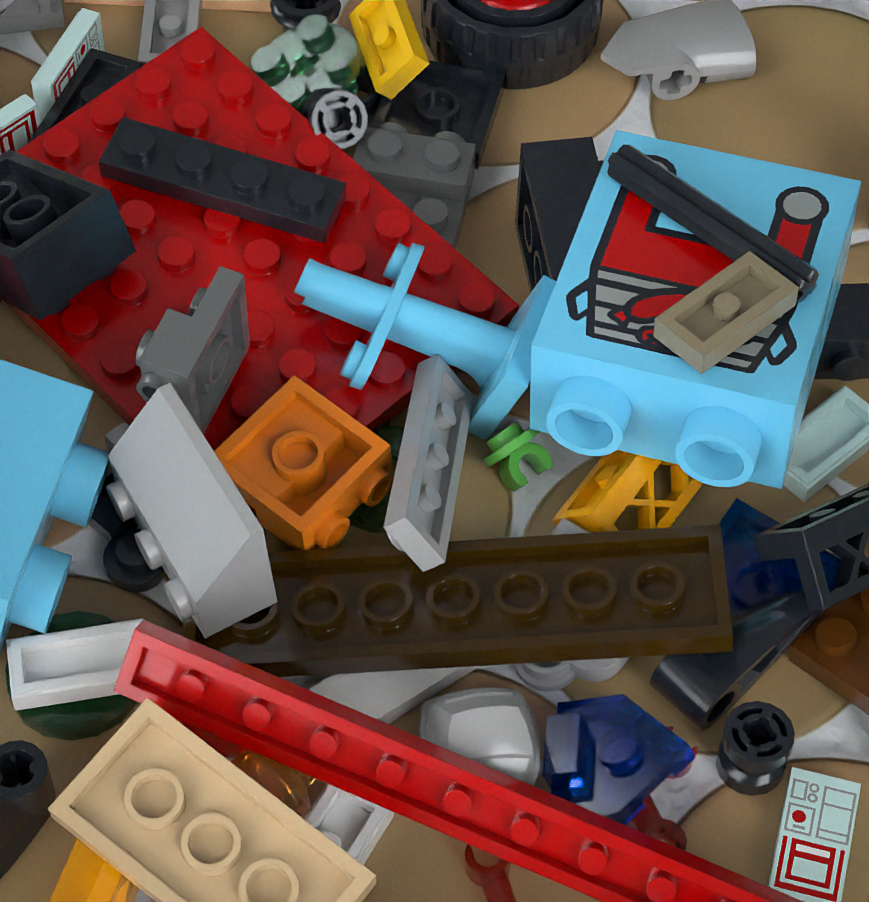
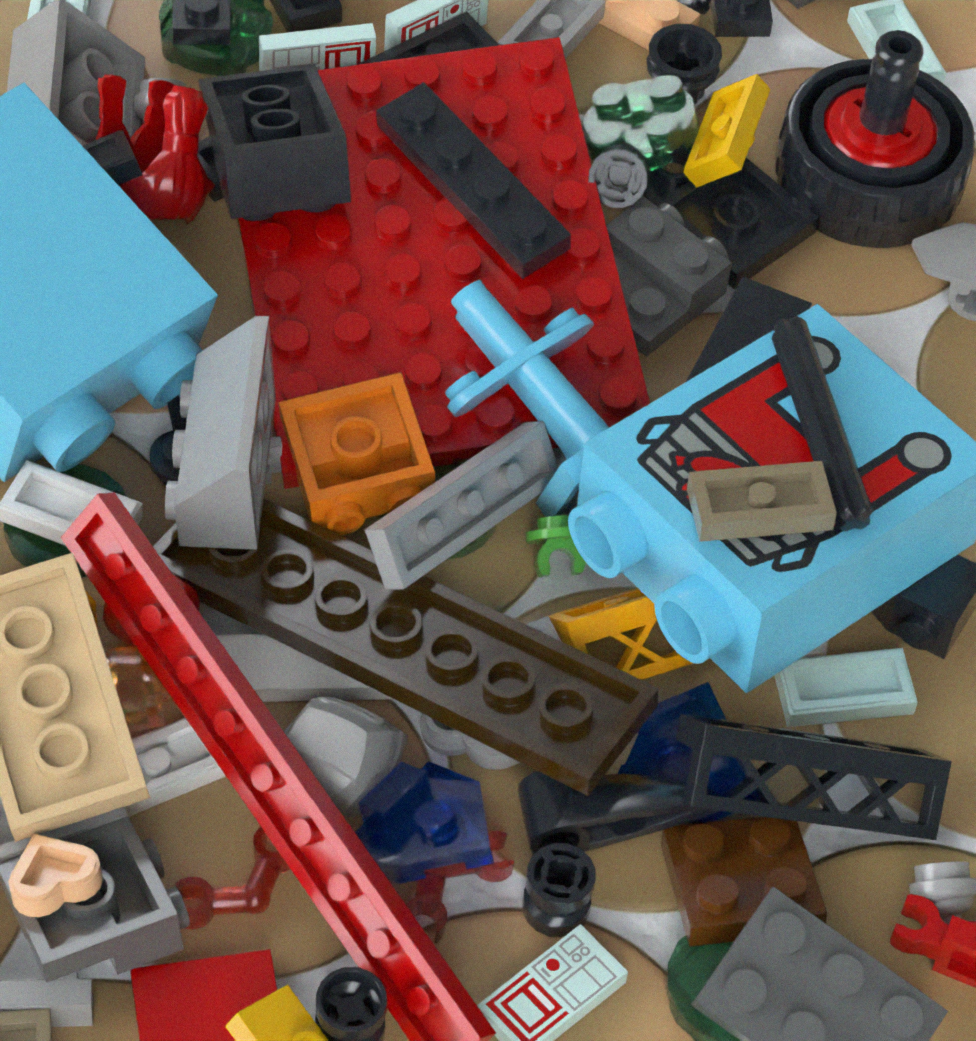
camera: 30 degrees right, 0 degrees up
(198, 349) = (326, 316): dark grey plate -> none

